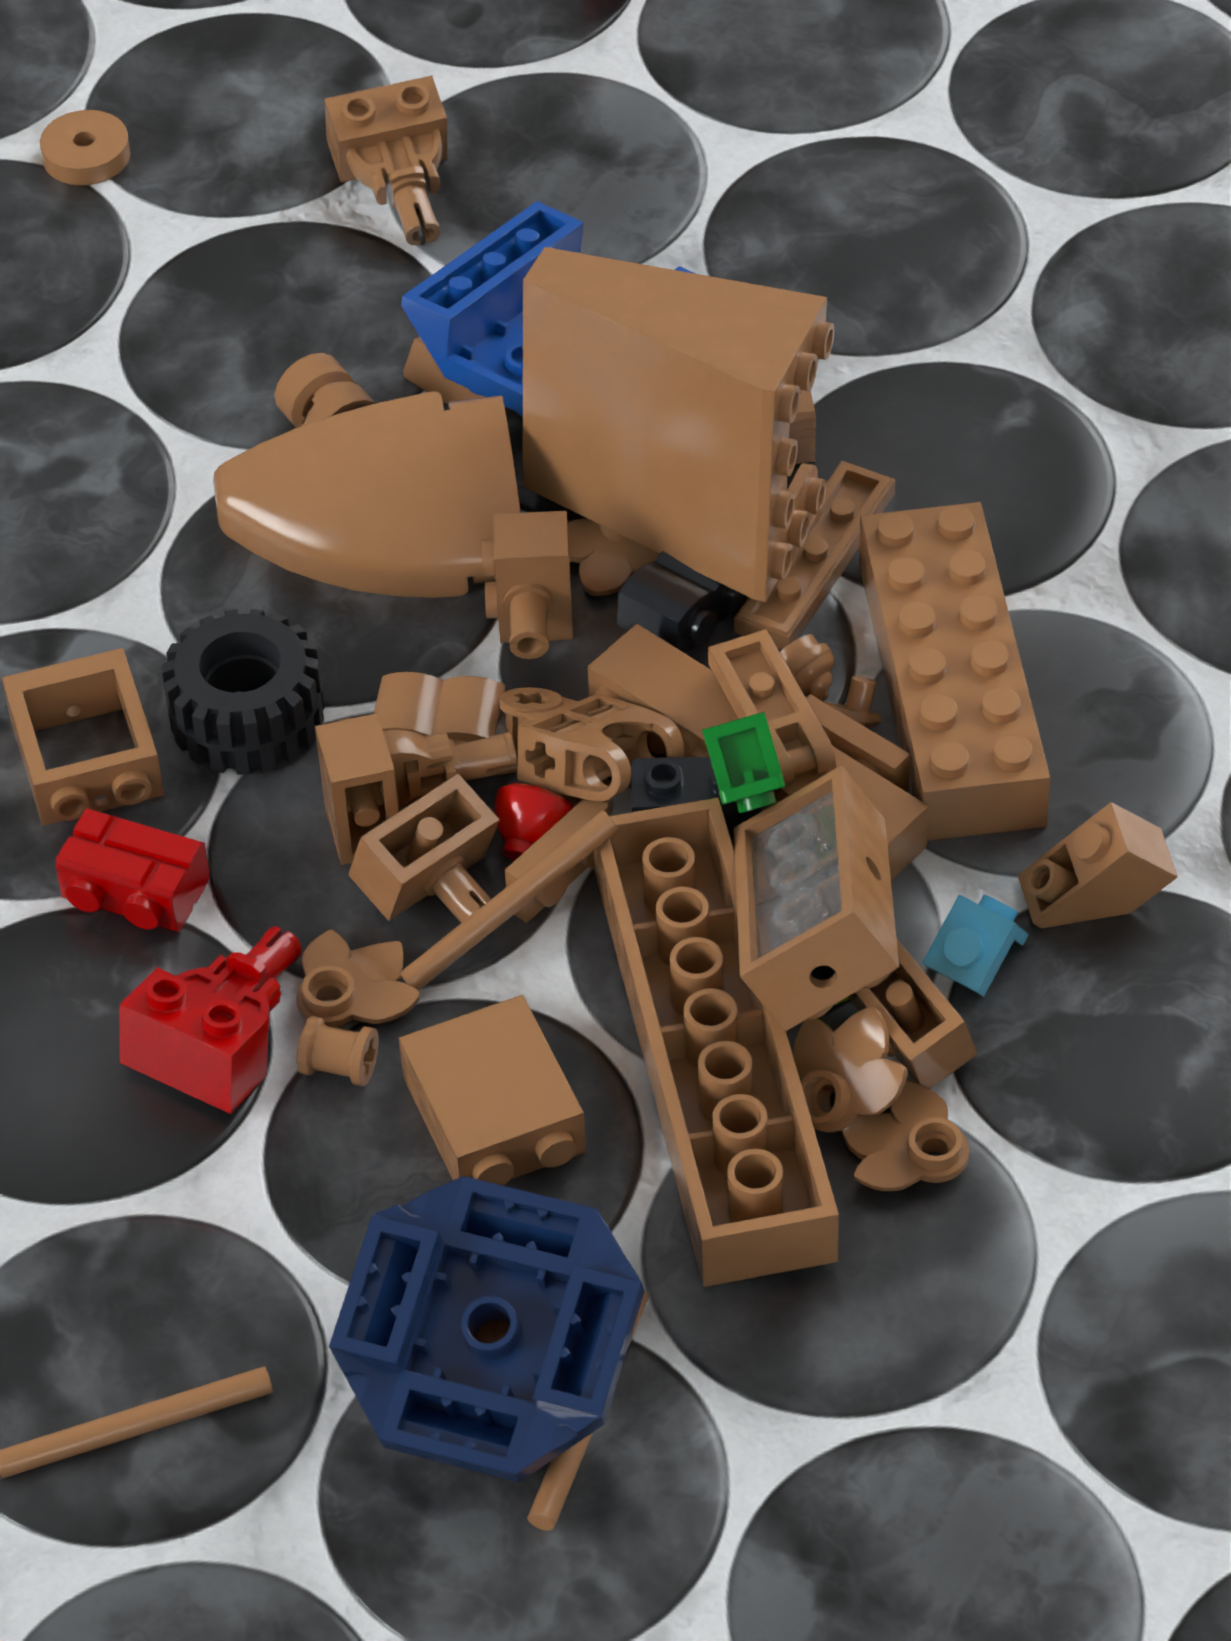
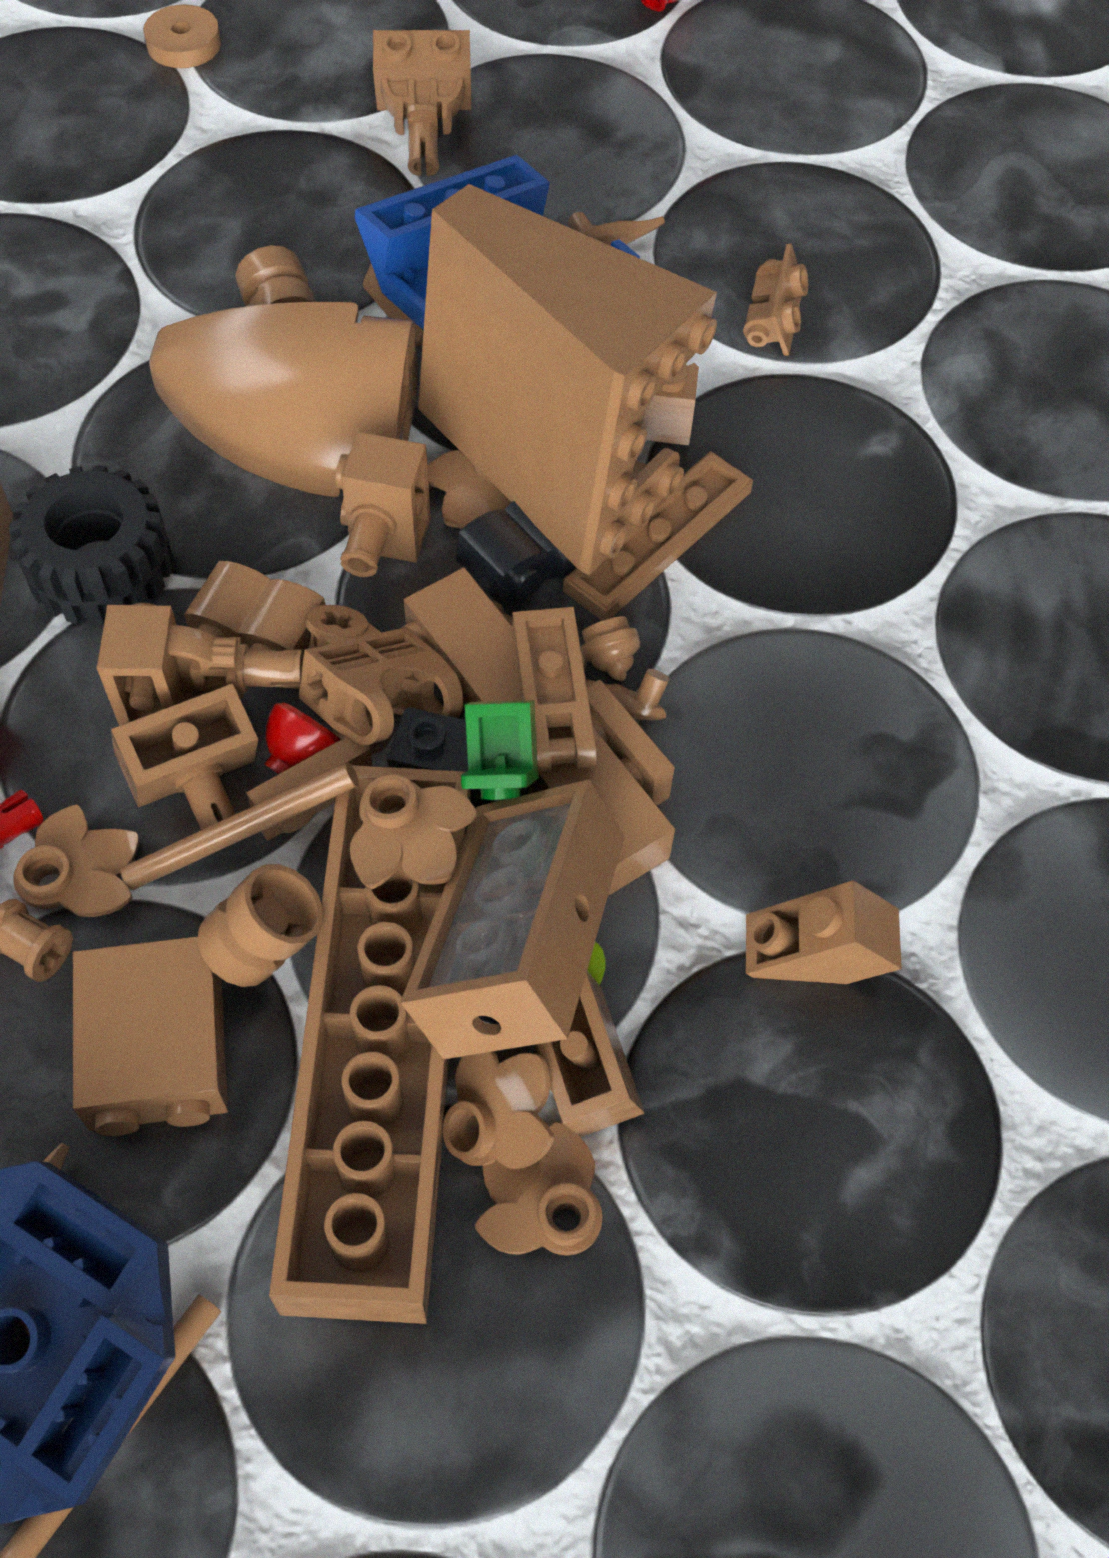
camera: 10 degrees right, 10 degrees up
(571, 969) = (260, 925): none -> medium nougat wheel
(666, 257) = (624, 230): none -> medium nougat bar
(684, 853) = (412, 839): none -> medium nougat plate
(860, 295) = (776, 302): none -> medium nougat hinge
(953, 670) = (746, 690): medium nougat brick -> none
(974, 942) = (680, 984): medium azure bracket -> none

